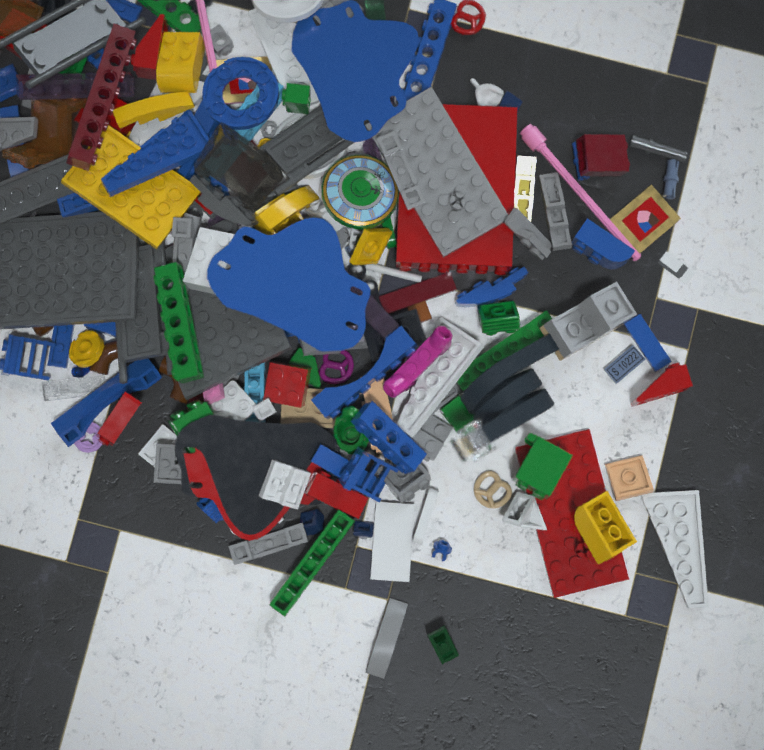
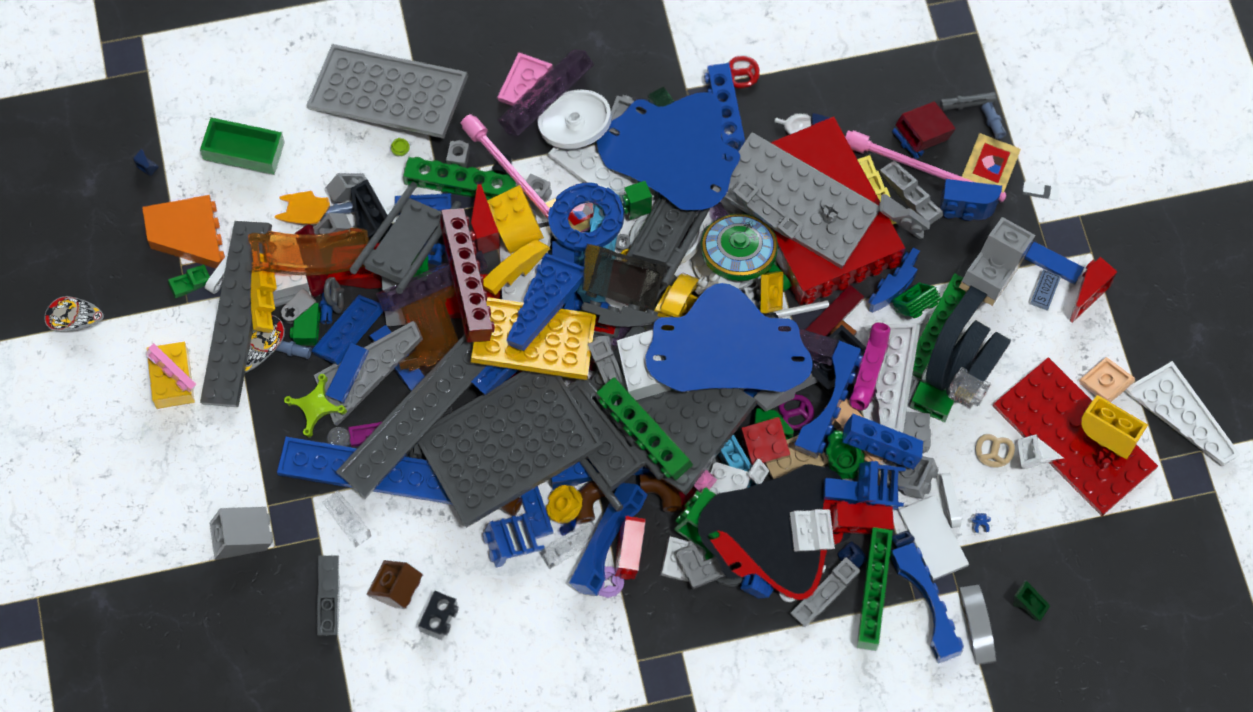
camera: 25 degrees left, 15 degrees down
(347, 639) = (909, 565): none -> blue arch
(541, 467) = (1028, 402): green container -> none

